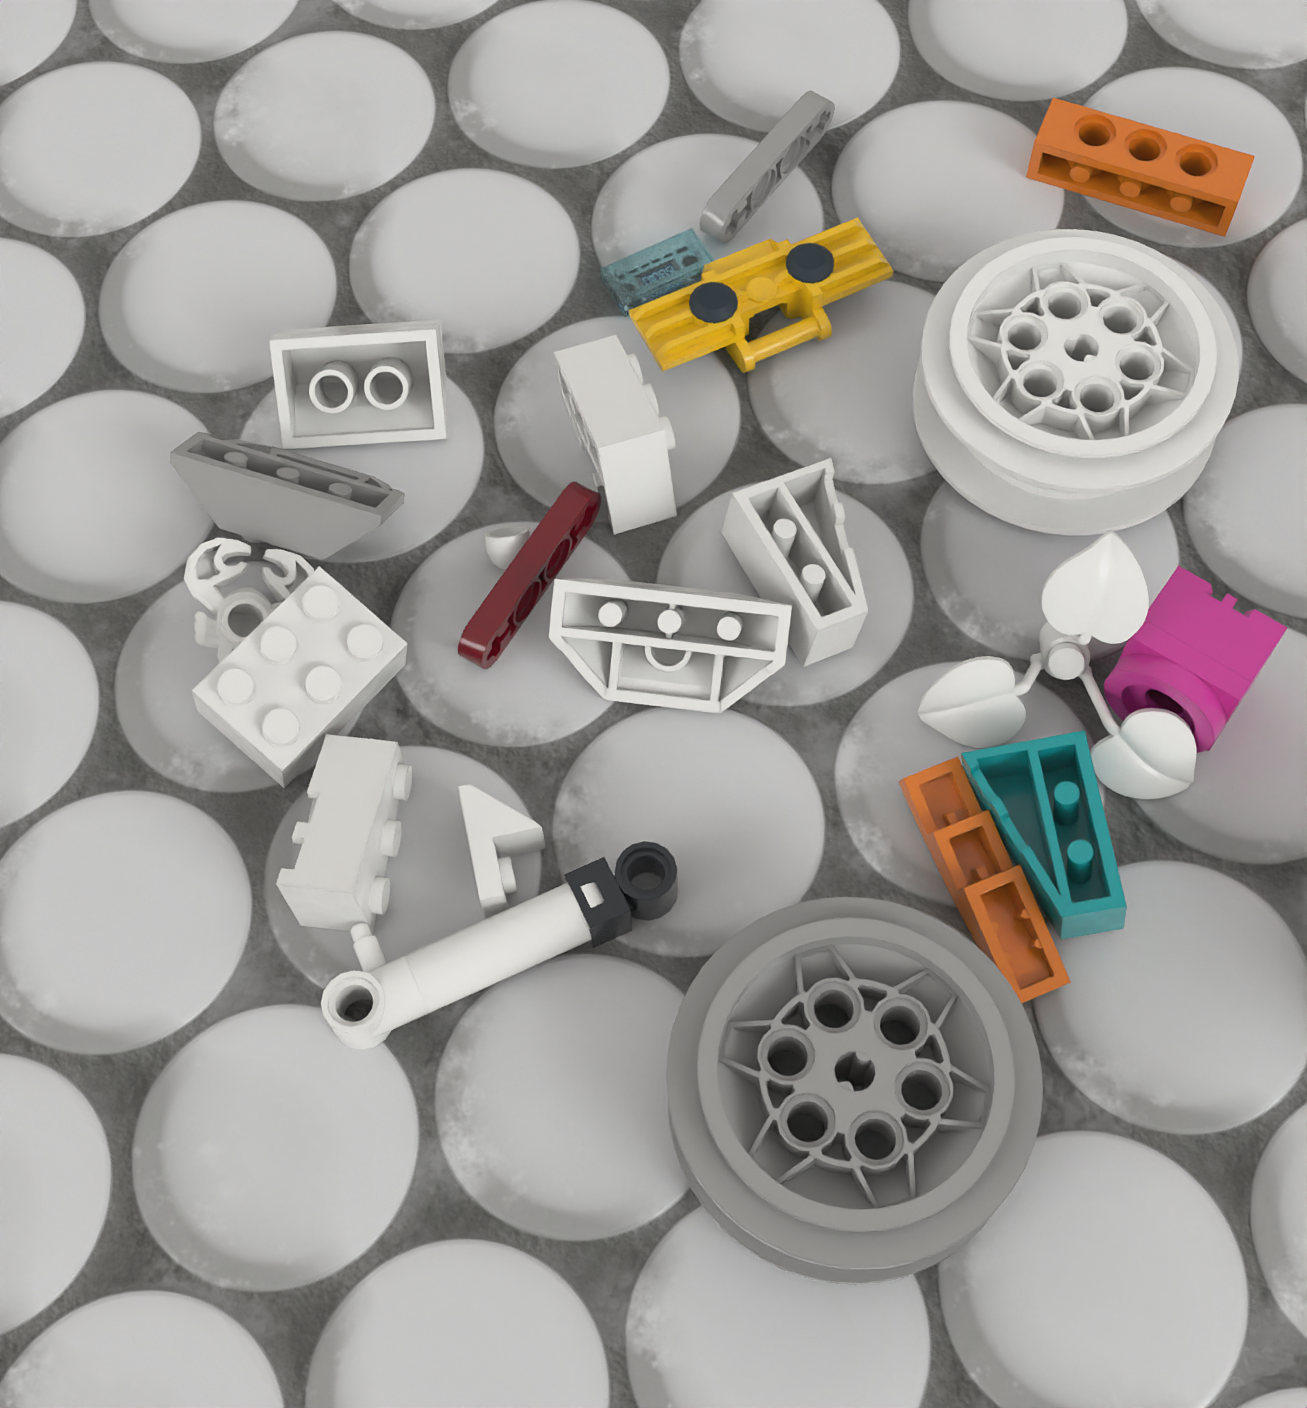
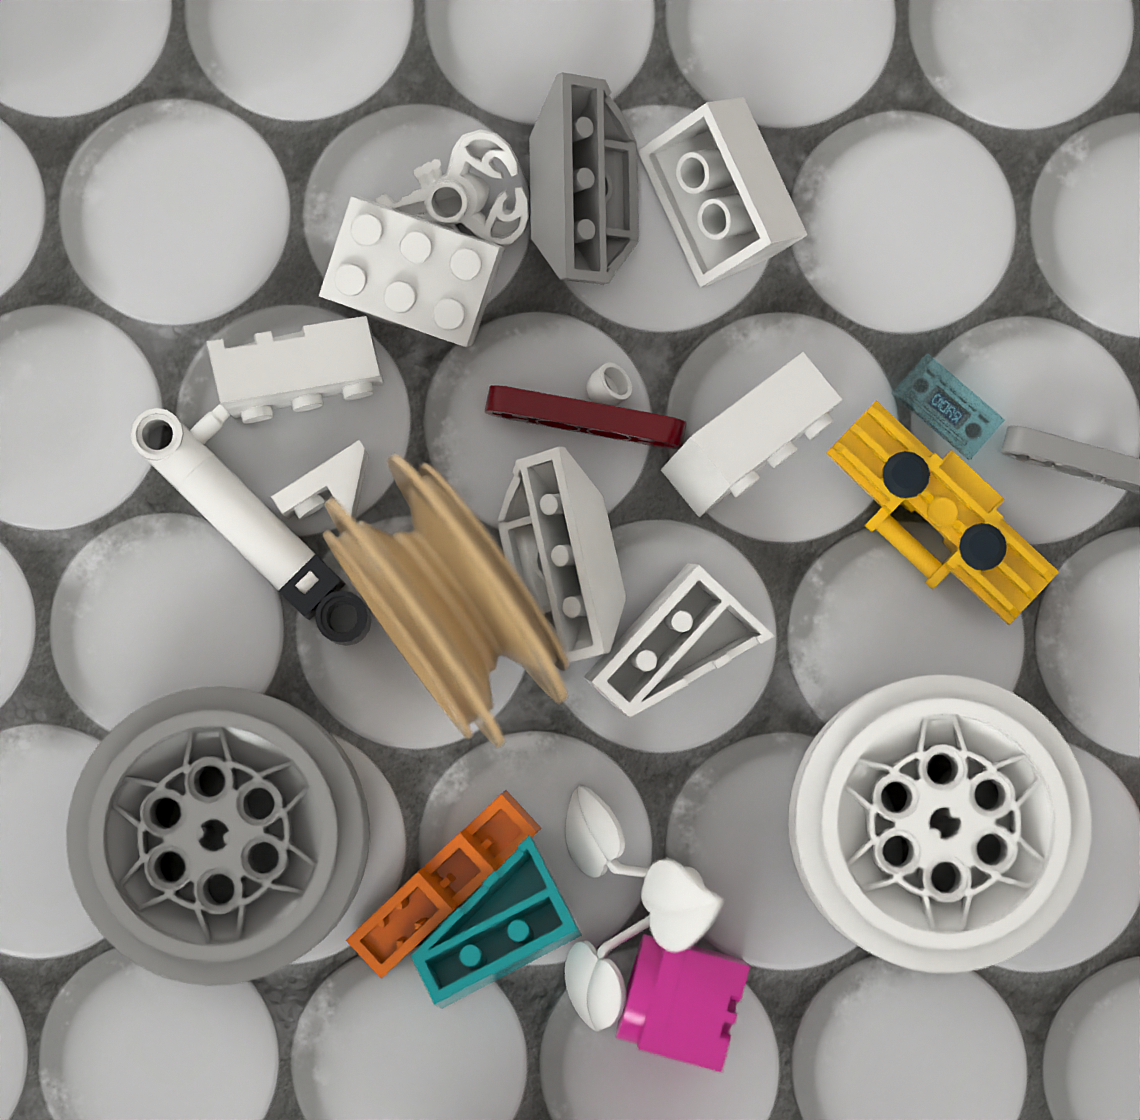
camera: 65 degrees right, 20 degrees up
(678, 705) = (448, 599): none -> tan wheel

